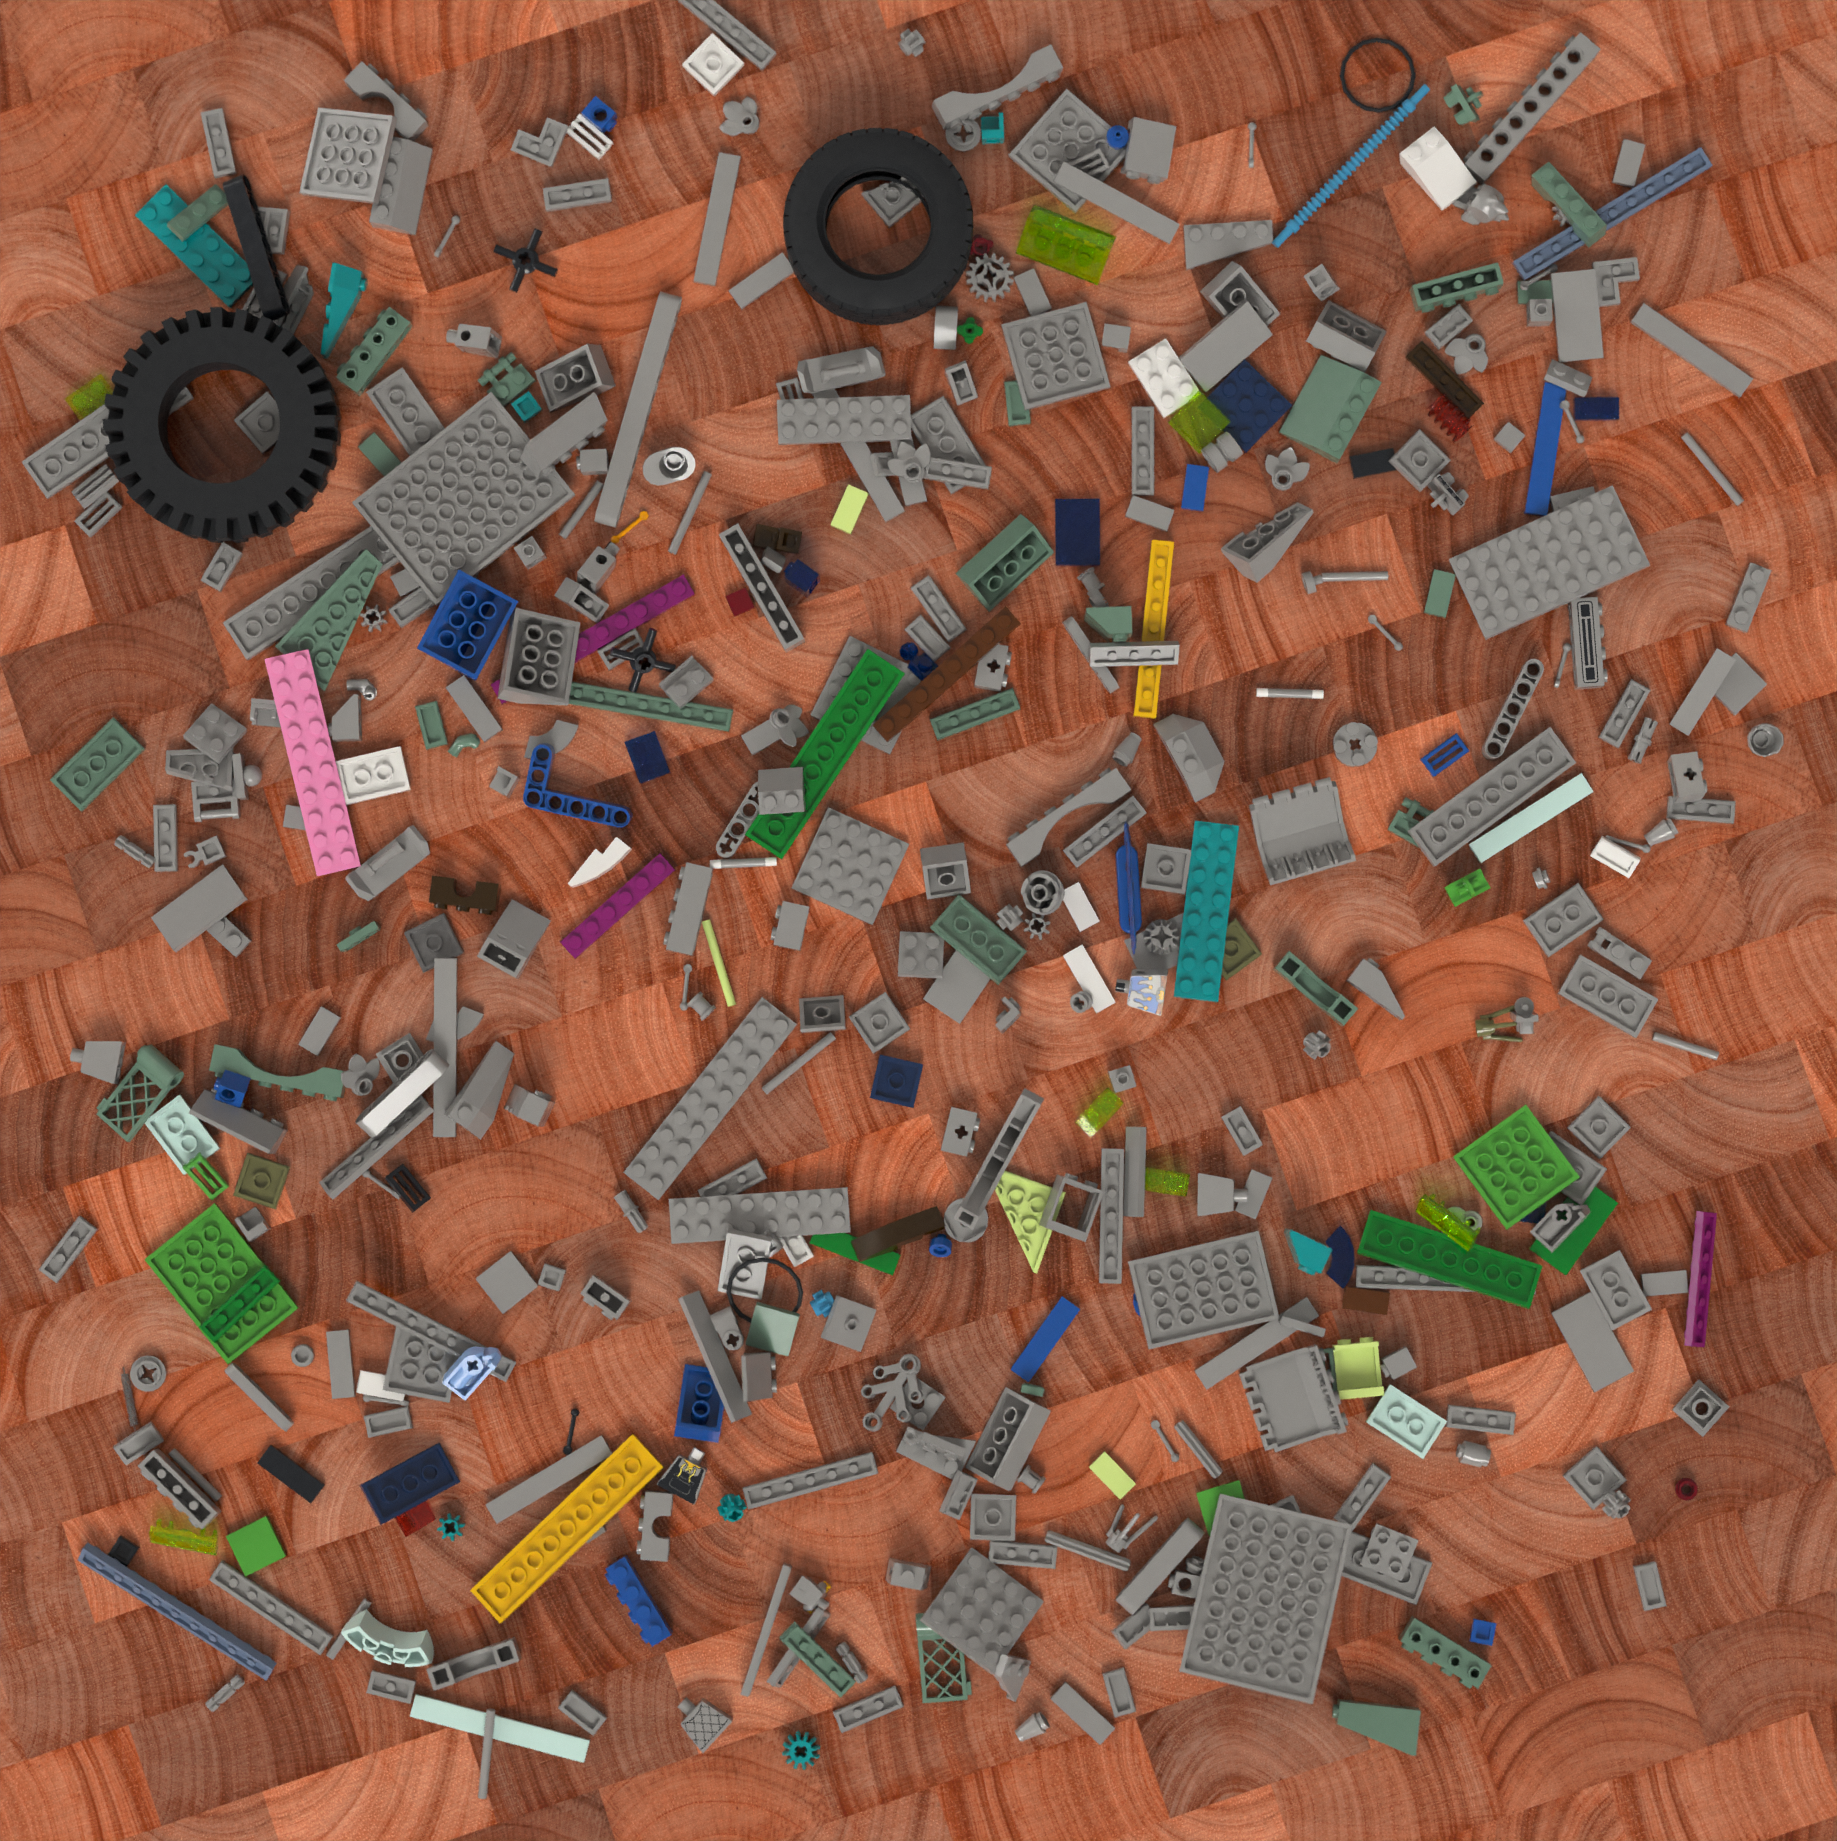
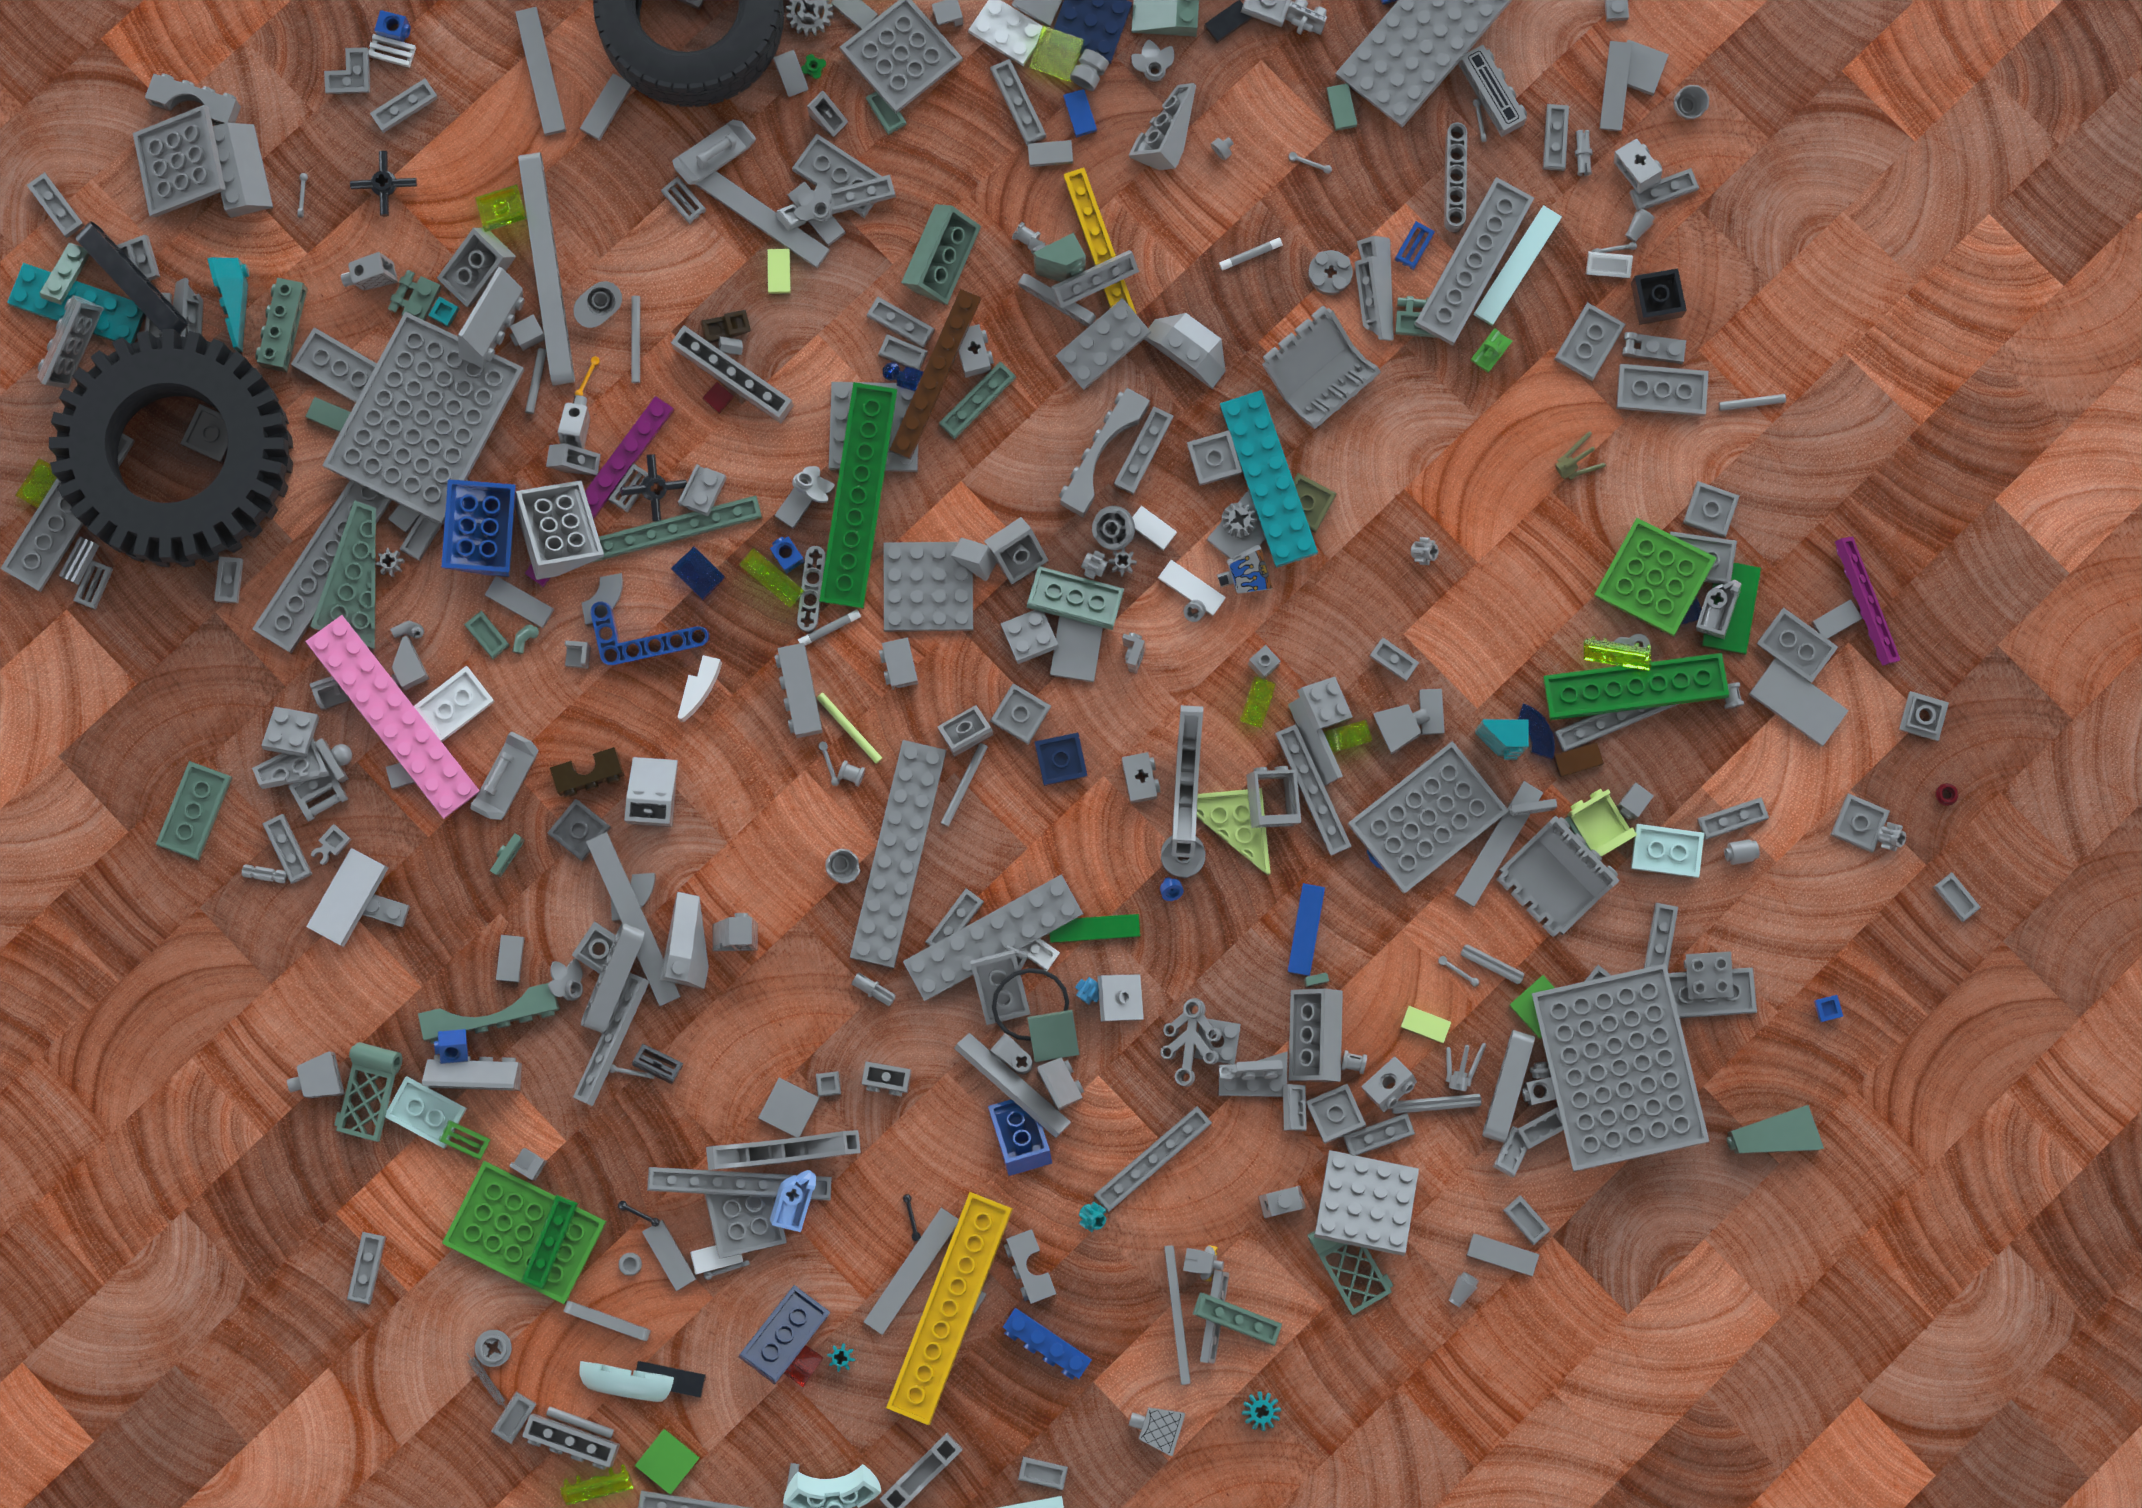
camera: 30 degrees left, 5 degrees down
(173, 281) = (69, 342): none -> light grey slope
(247, 1459) = (622, 1383): none -> light aqua brick
(261, 1181) = (519, 1121): olive tile -> none
(320, 1301) = (624, 1206): none -> black hinge
(388, 1421) = (738, 1288): light grey tile -> none
(483, 1320) = (783, 1150): none -> light grey arch
(530, 552) = (506, 439): light grey brick -> none
(617, 906) = (732, 719): magenta plate -> none
(622, 333) = (501, 208): none -> clear neon green tile
(654, 1087) = (842, 866): none -> light grey hair
(685, 1476) = (1036, 1208): black torso -> none
(711, 793) = (771, 578): none -> clear neon green plate
(735, 787) = (790, 563): none -> blue brick
(781, 790) = (834, 545): light grey slope -> none
(801, 577) = (764, 348): clear blue brick -> none
(844, 420) = (737, 193): light grey plate -> none
(851, 1662) = (1269, 1308): light grey axle -> none
(868, 1708) = (1305, 1344): light grey tile -> none
(897, 1233) = (1127, 895): dark brown slope -> none
(903, 860) = (975, 557): none -> light grey slope
(1011, 1674) = (1421, 1248): light grey wing -> none
(1058, 1504) = (1392, 1072): none -> light grey brick
(1077, 532) = (993, 199): clear blue tile -> none
(1114, 716) = (1103, 344): none -> light grey plate
(1127, 749) = (1129, 369): light grey cone -> none
(1128, 888) = (1188, 490): blue plant -> none
(1159, 1142) = (1325, 703): none -> light grey plate
(1316, 990) = (1412, 506): sand green arch -> none
(1354, 576) = (1259, 125): light grey bar -> none
(1373, 984) = (1450, 475): light grey slope -> none
(1390, 776) = (1375, 286): none -> light grey wedge
(1444, 1652) = (1803, 1042): sand green brick -> none
(1524, 1015) = (1594, 433): light grey hips -> none
(1535, 1309) = (1734, 696): none -> light grey bush
(1541, 878) = (1553, 313): light grey plate -> none
(1645, 908) = (1658, 296): none -> black brick

